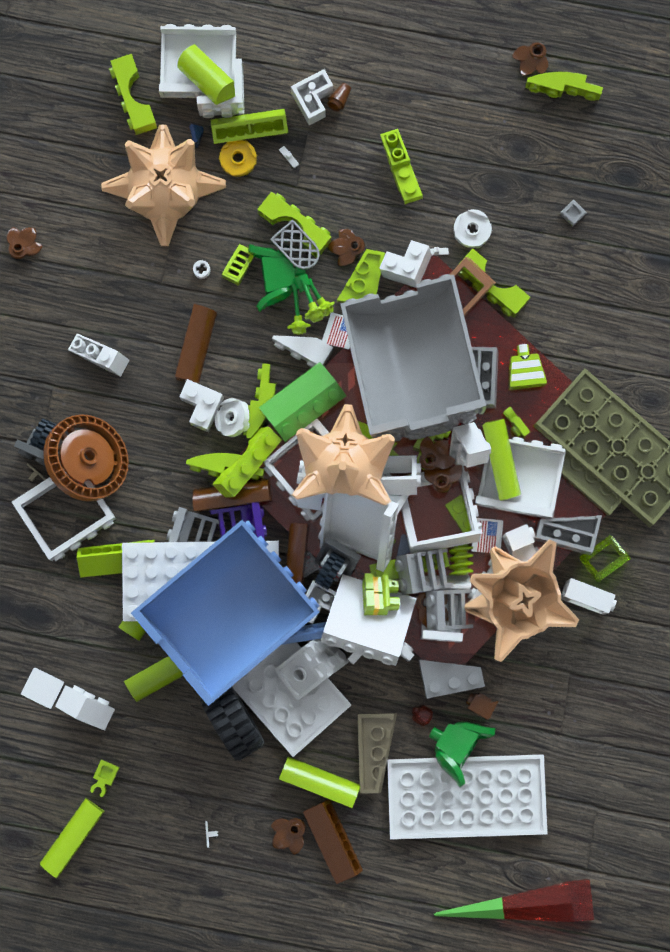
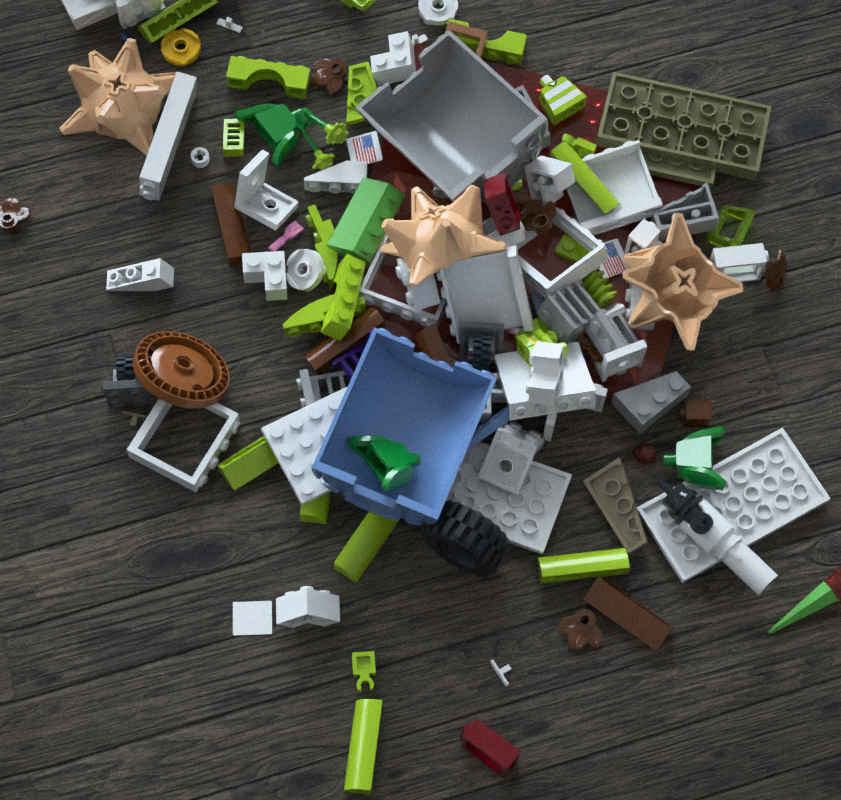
camera: 30 degrees left, 15 degrees down
(126, 74) = (64, 50): lime arch -> none
(163, 894) = (489, 747): none -> dark red window
(181, 240) = (167, 136): none -> white brick
(202, 630) = (387, 459): none -> green torso
(228, 327) = (255, 195): none -> white bracket
(240, 375) = (291, 232): none -> bright pink piece
(292, 223) = (271, 99): light grey window -> none
(365, 625) = (546, 374): none -> white brick
(408, 461) = (502, 208): none -> dark red window
(433, 820) = (716, 535): none -> white piece
(614, 620) = (776, 272): none -> reddish brown plate

